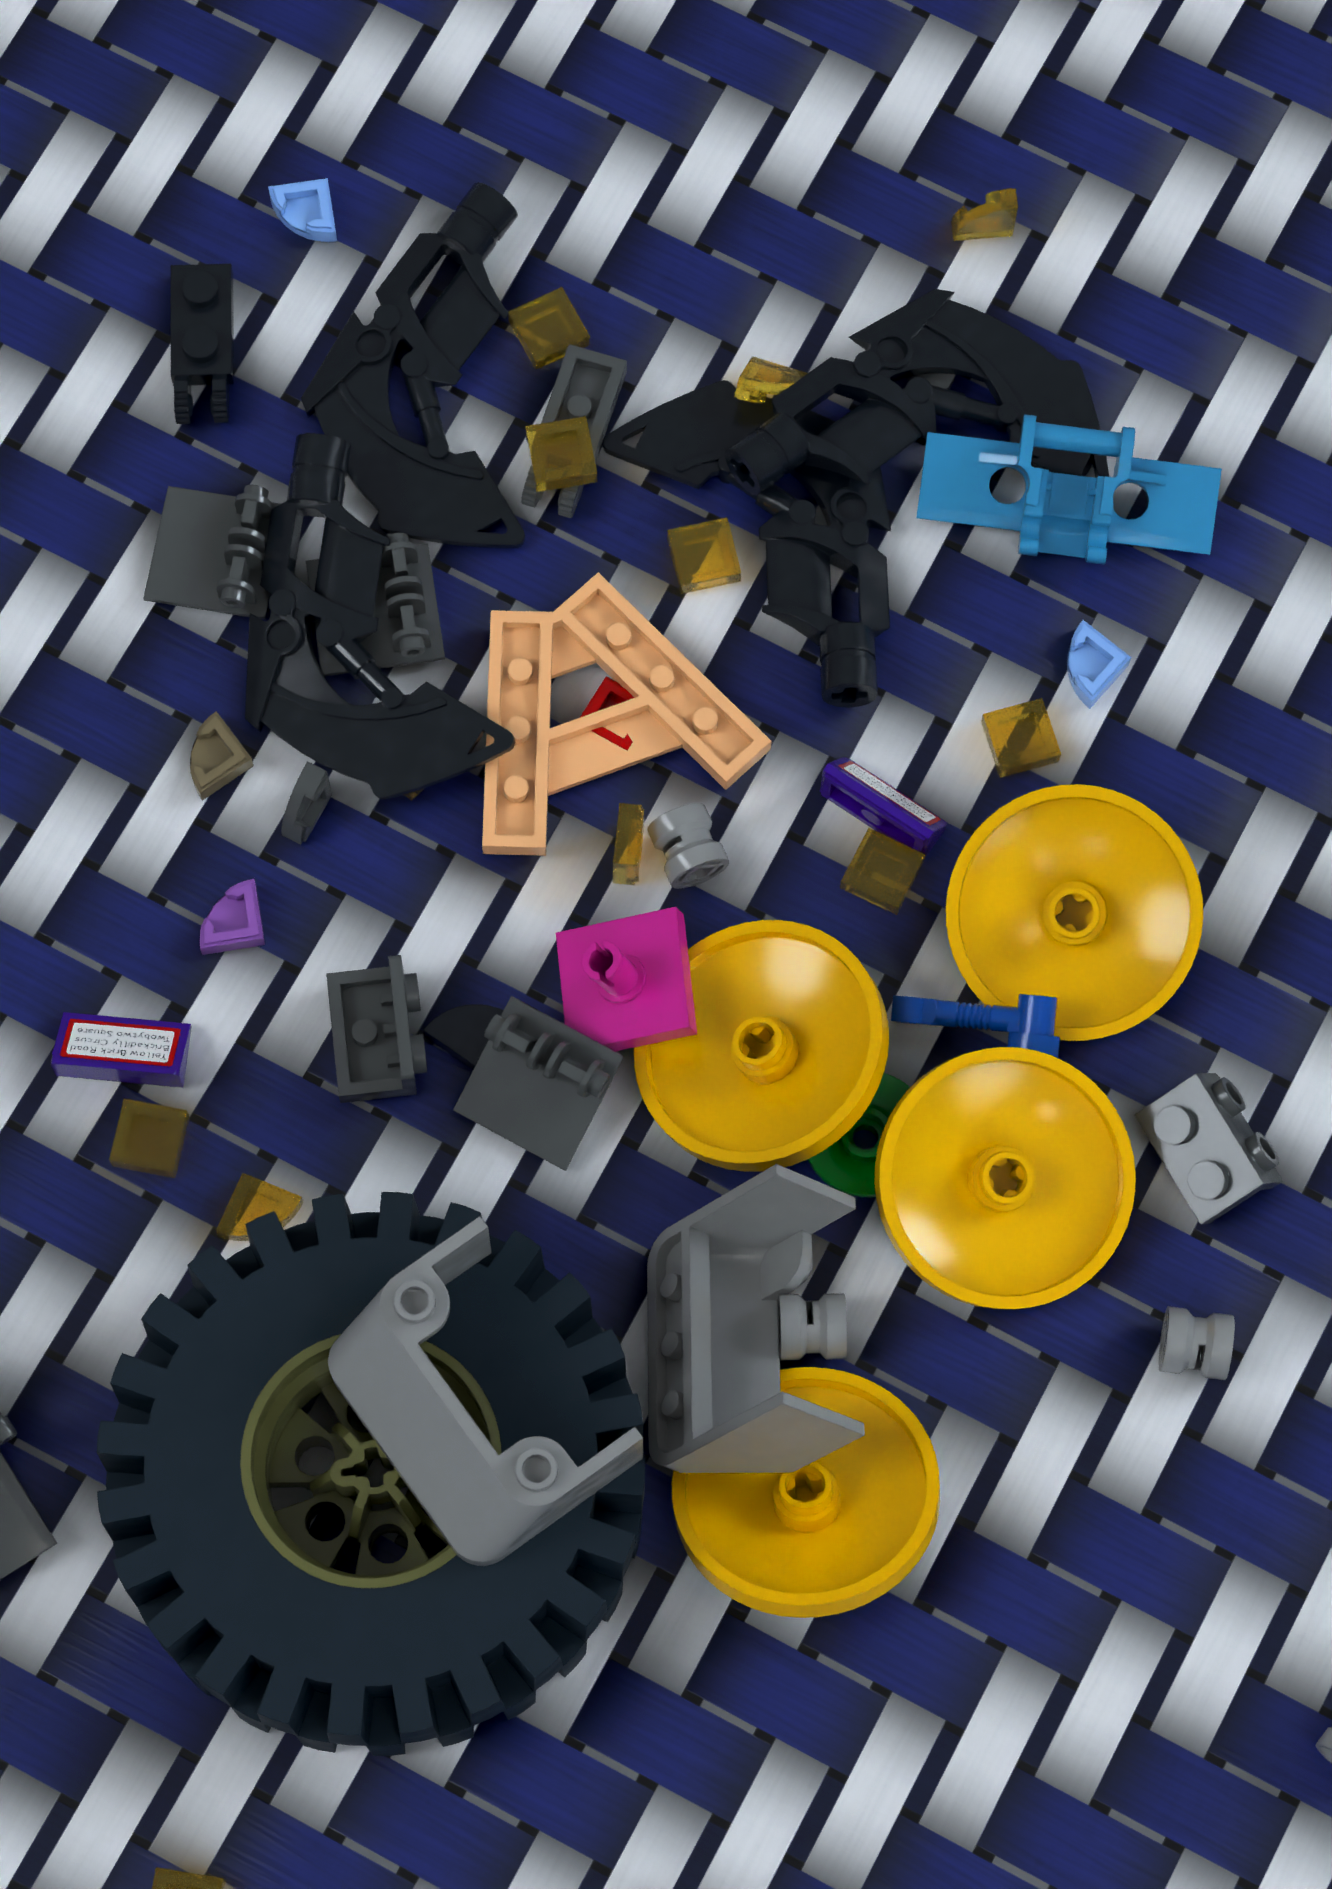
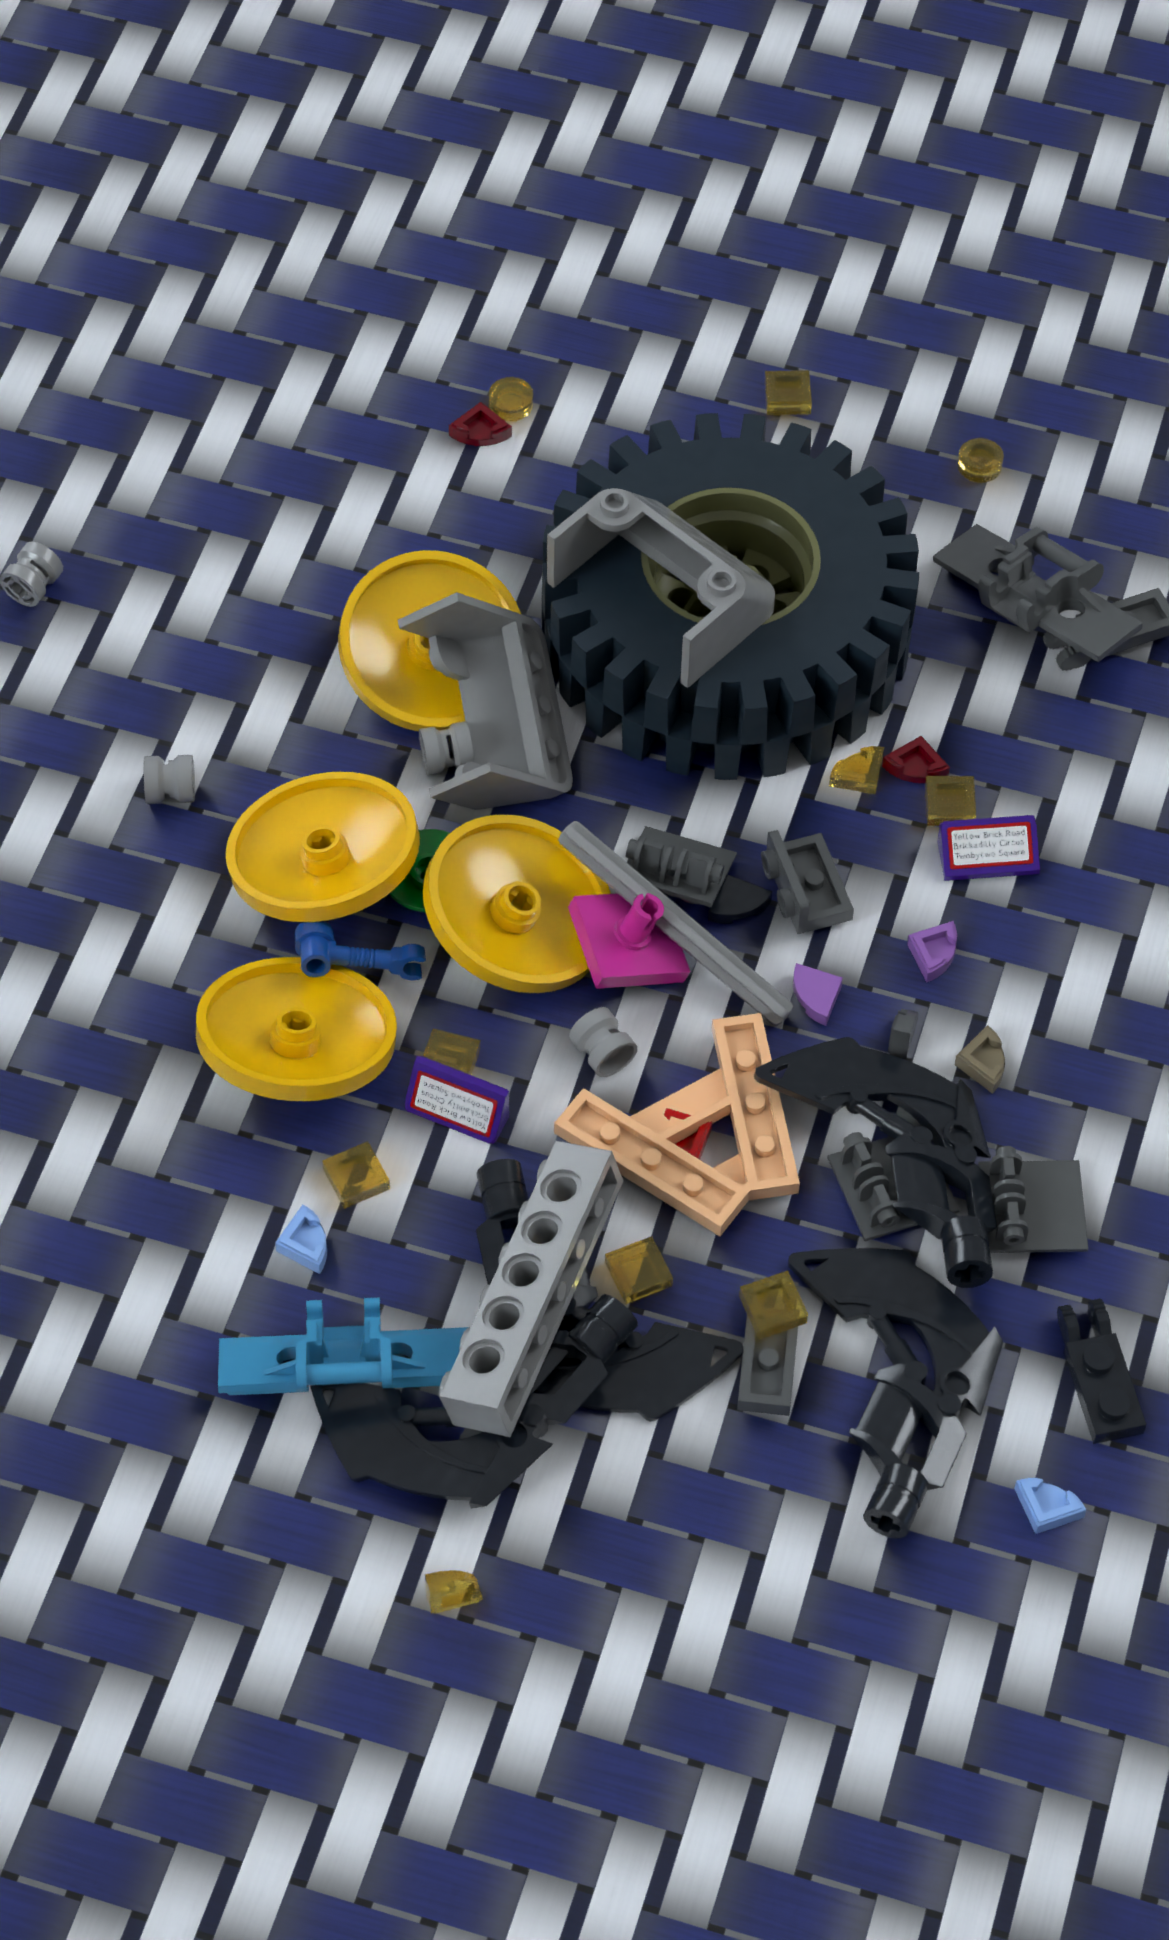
camera: 170 degrees right, 15 degrees down
(177, 1208) = (915, 762): none -> dark red tile
(401, 883) = (816, 991): none -> medium lavender tile
(548, 327) = (812, 1434): clear yellow tile -> none
(567, 980) = (677, 924): none -> light grey axle
(628, 844) = (649, 1035): clear yellow tile -> none
(764, 378) = (614, 1412): clear yellow tile -> none
(916, 362) = (531, 1289): none -> light grey brick
(1209, 1145) = (170, 908): bracket -> none

